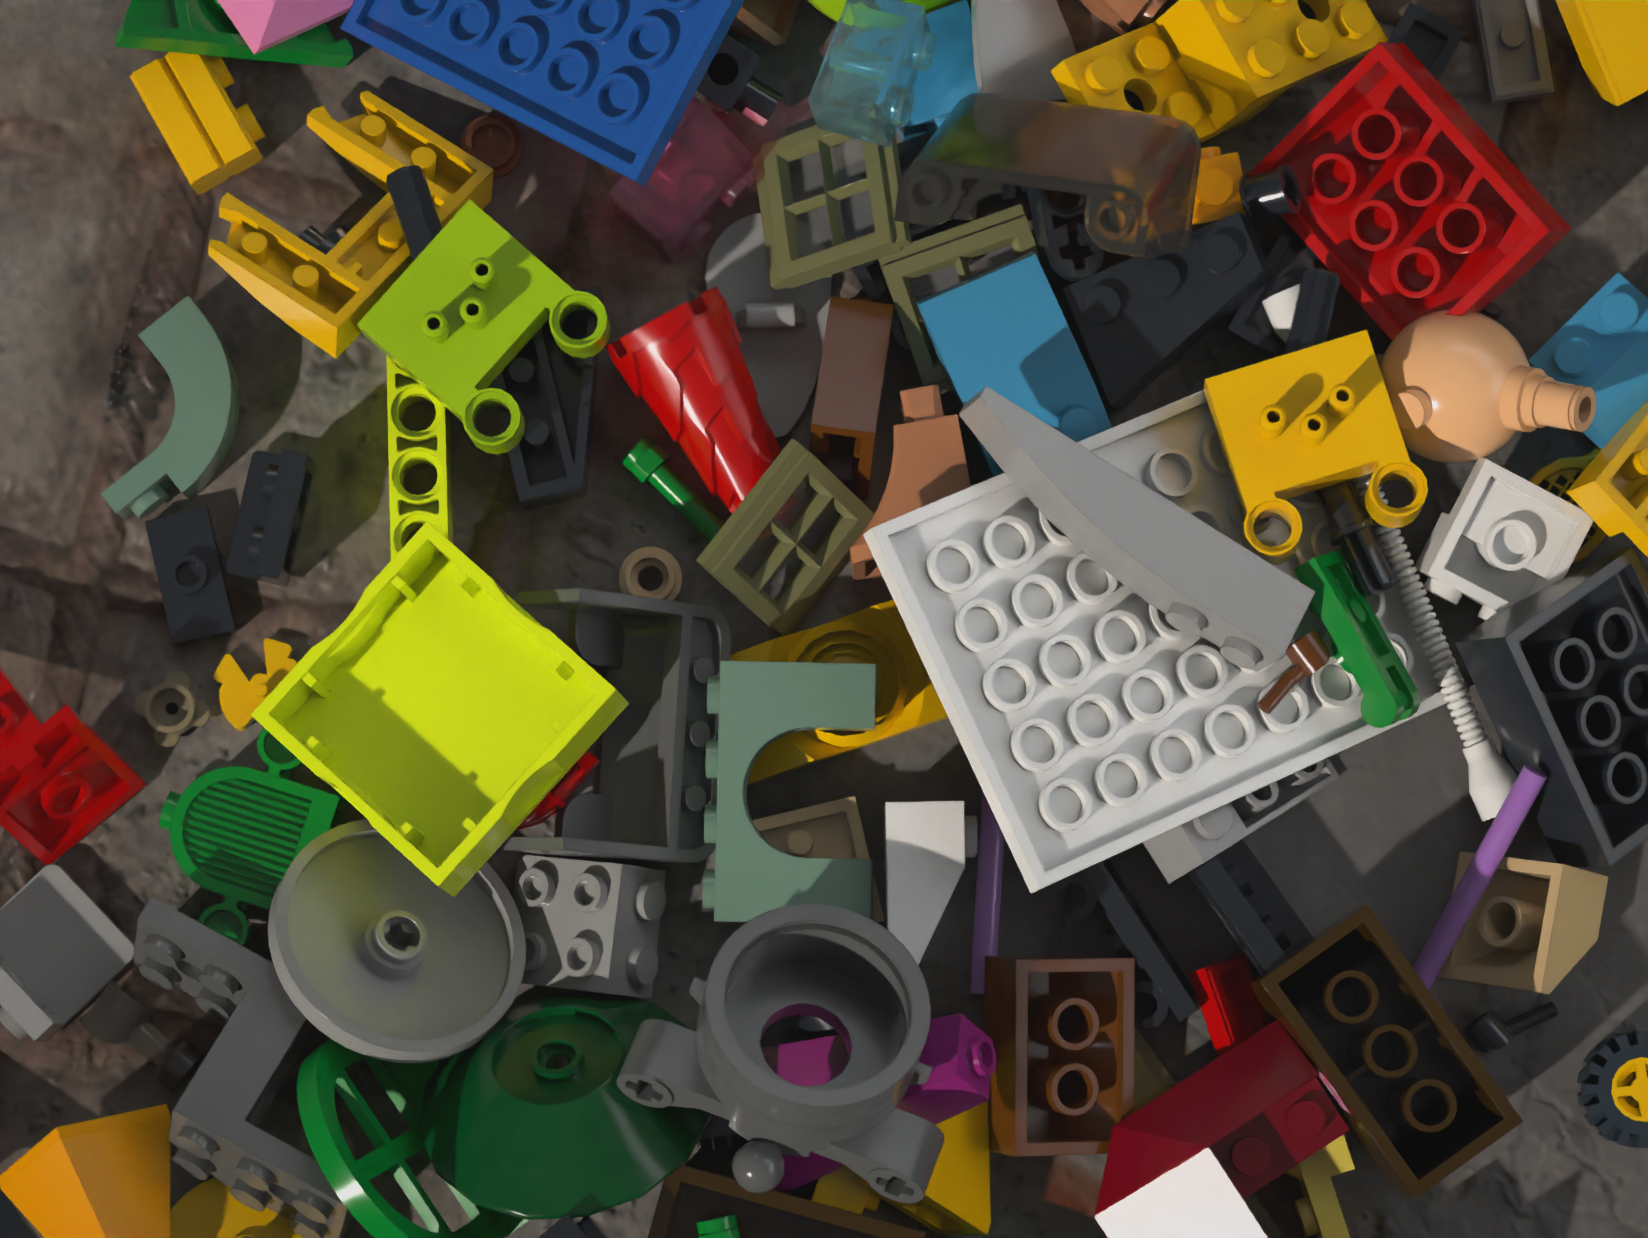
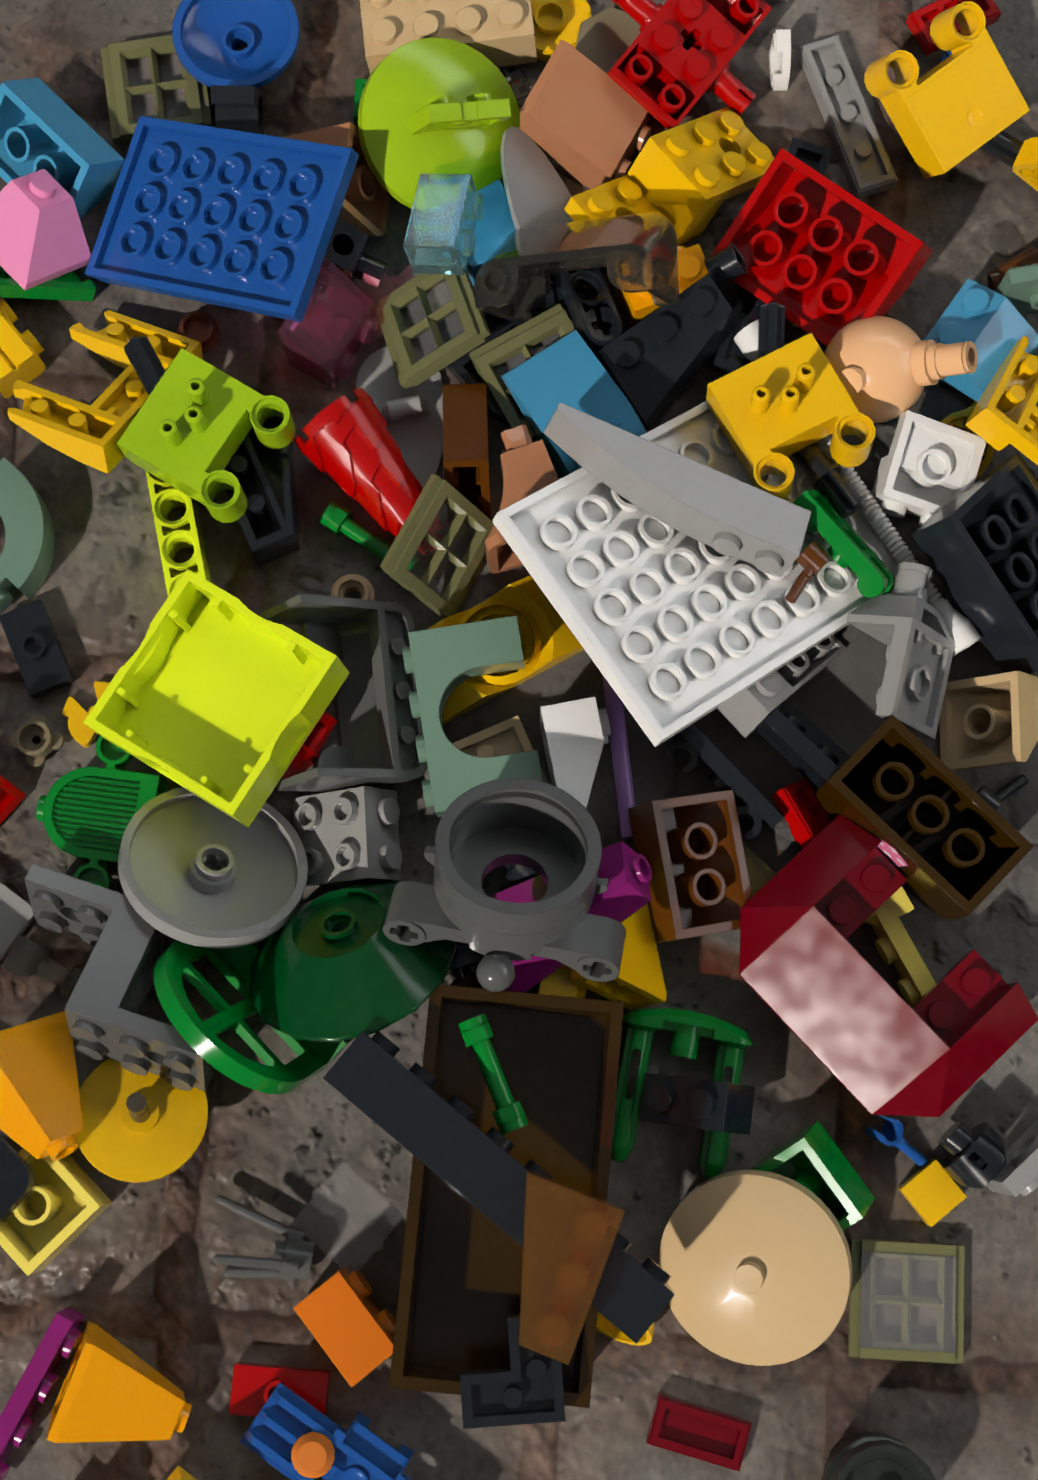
camera: 10 degrees left, 5 degrees down
(271, 516) = (86, 597): black bracket -> none
(1428, 815) = (916, 650): none -> light grey plate
(1479, 873) = (961, 682): medium lavender bar -> none

